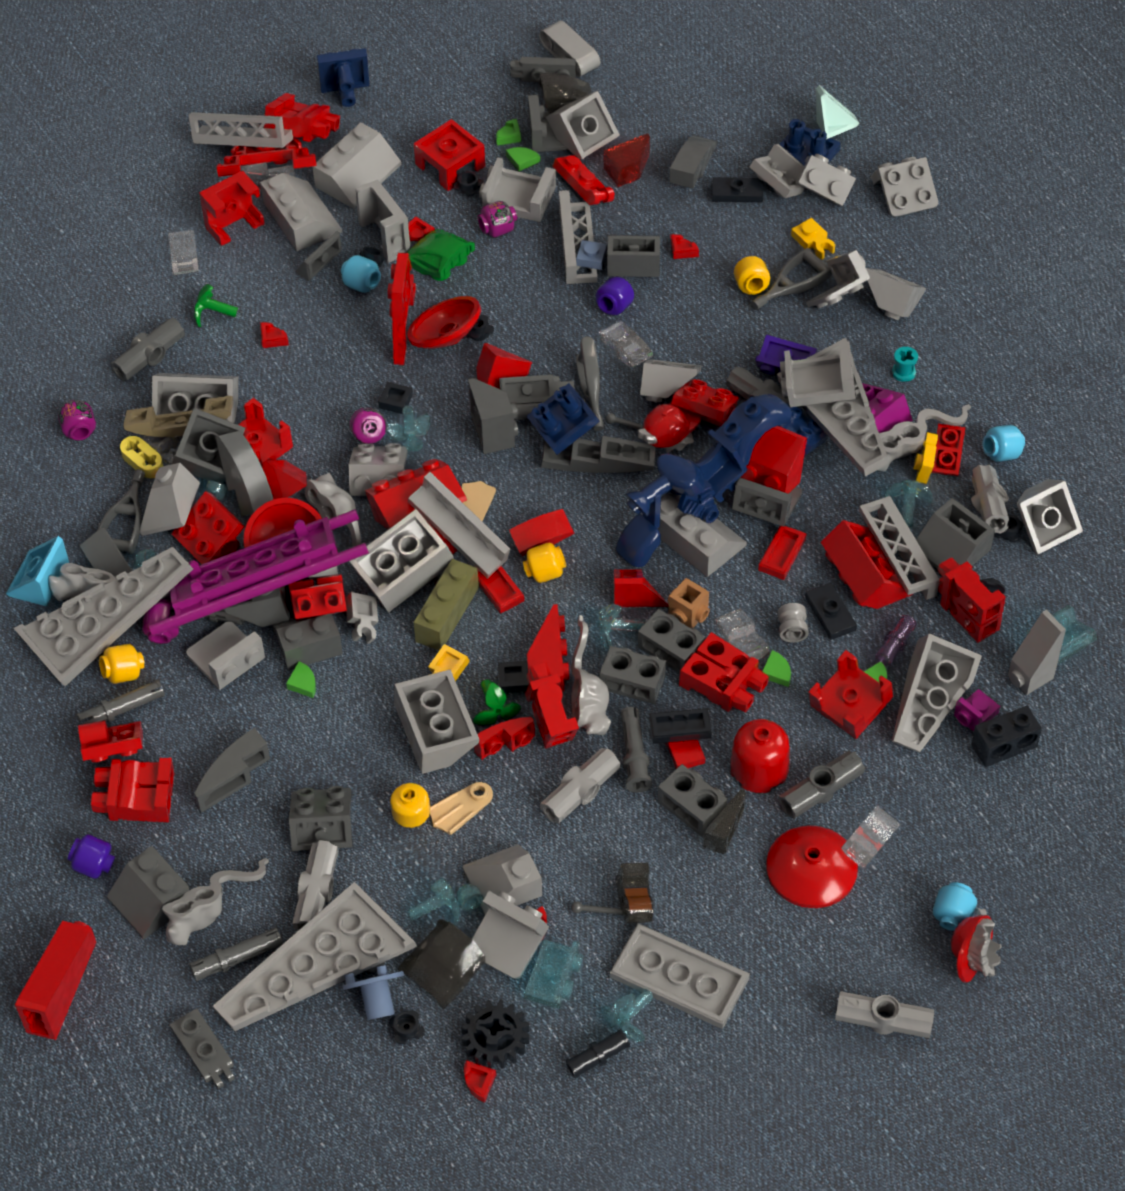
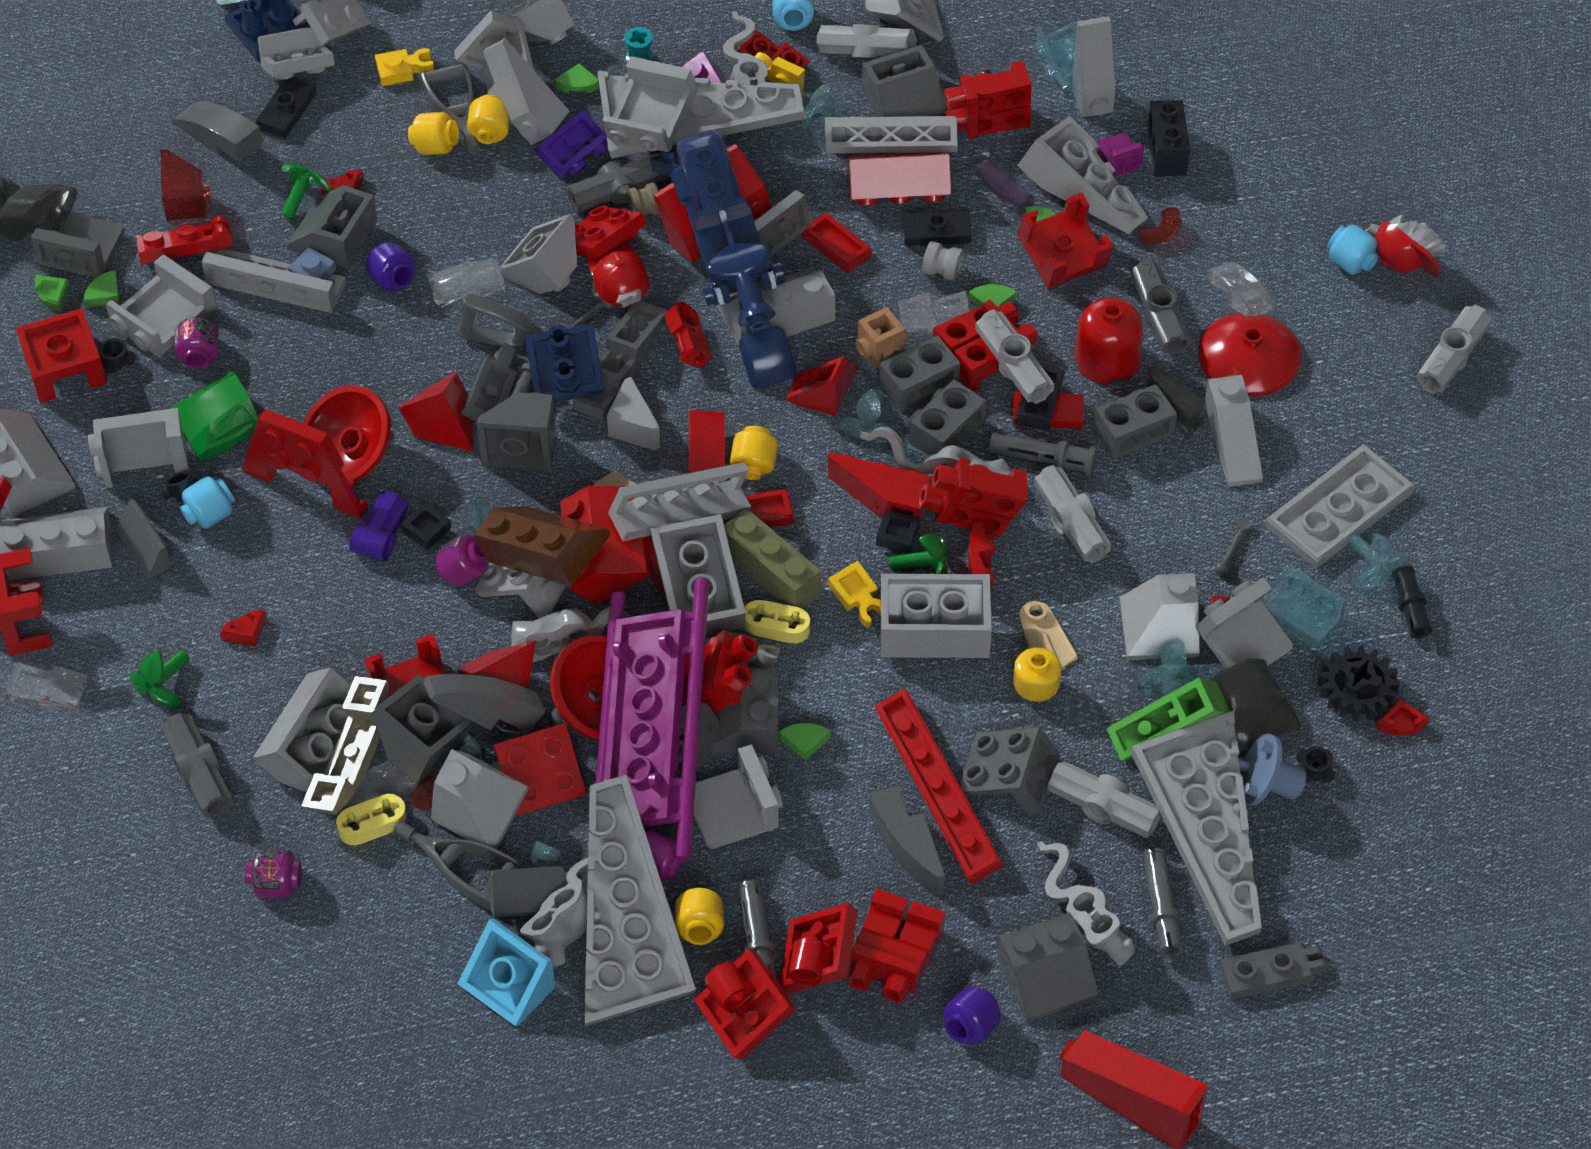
camera: 70 degrees left, 0 degrees up
(53, 710) = (743, 1003): none -> red plate
(290, 776) = (939, 786): none -> red tile
(373, 373) = (377, 534): none -> dark purple piece
(383, 451) = (540, 542): none -> reddish brown slope
(401, 906) = (1179, 709): none -> bright green slope
(402, 629) = (777, 621): none -> light yellow beam
(547, 478) = (632, 419): none -> light grey slope
(583, 125) = (104, 207): light grey slope -> none
(634, 892) = (1233, 508): clear smoke leg -> none
(635, 483) = (689, 334): none -> red piece
(668, 219) = (301, 178): none -> green plant
(687, 698) = (1014, 356): none -> light grey piece
(716, 873) = (1233, 430): none -> light grey slope
(781, 300) = (488, 119): none -> yellow head
(801, 313) = (525, 95): none -> light grey slope
(858, 341) = (577, 79): none -> bright green tile
(911, 767) = (1166, 229): none -> clear red arm

